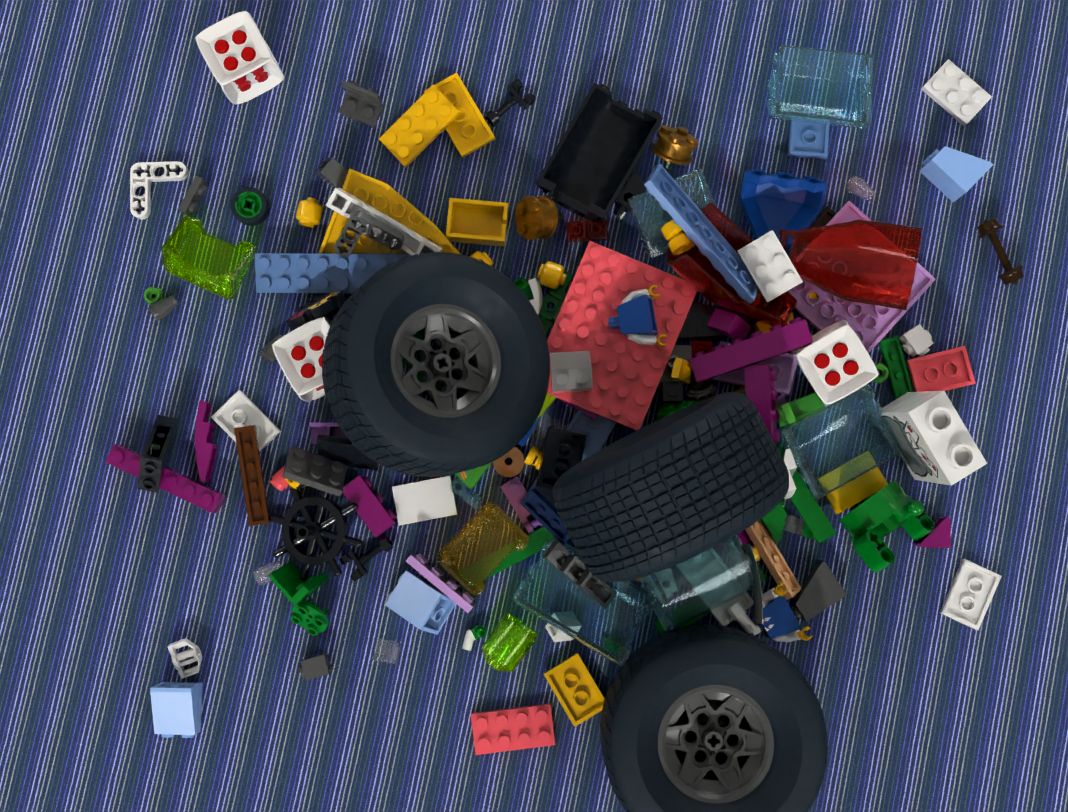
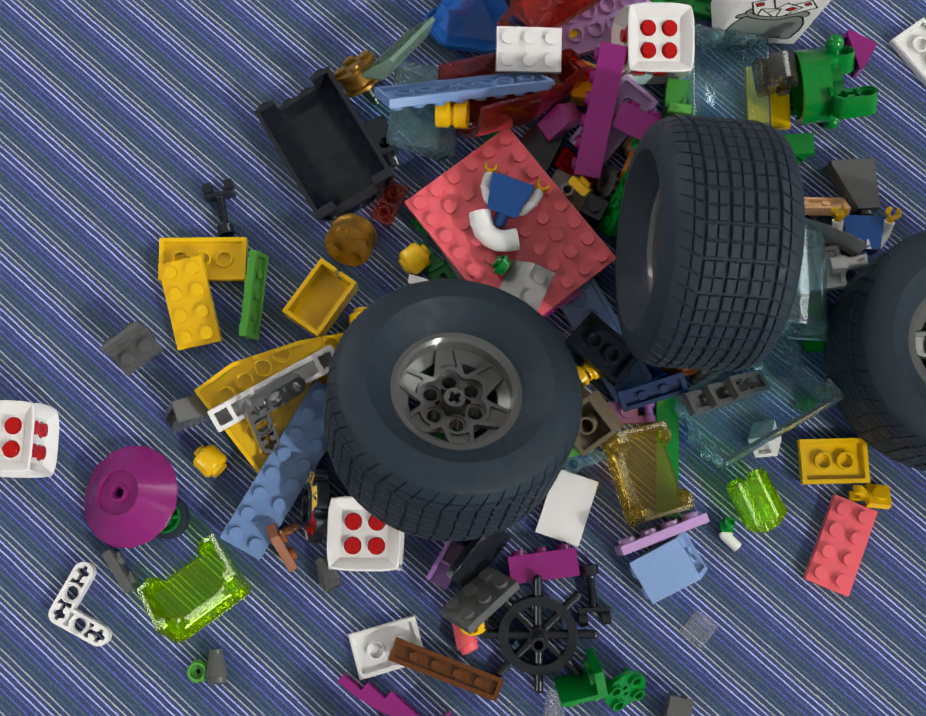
camera: 65 degrees left, 5 degrees down
(252, 183) = (146, 502): none -> magenta dish
(275, 299) = (279, 540): none -> dark orange plate
(453, 170) = (253, 295): none -> bright green plate
(497, 483) = (597, 423): none -> dark tan slope
(566, 736) = (873, 494): none -> yellow plate
(578, 343) = (501, 264): none -> green plate
(597, 323) = (489, 235): none -> white cylinder
(708, 165) = (399, 51): none -> sand green slope
(865, 475) = (775, 74): none -> clear smoke brick

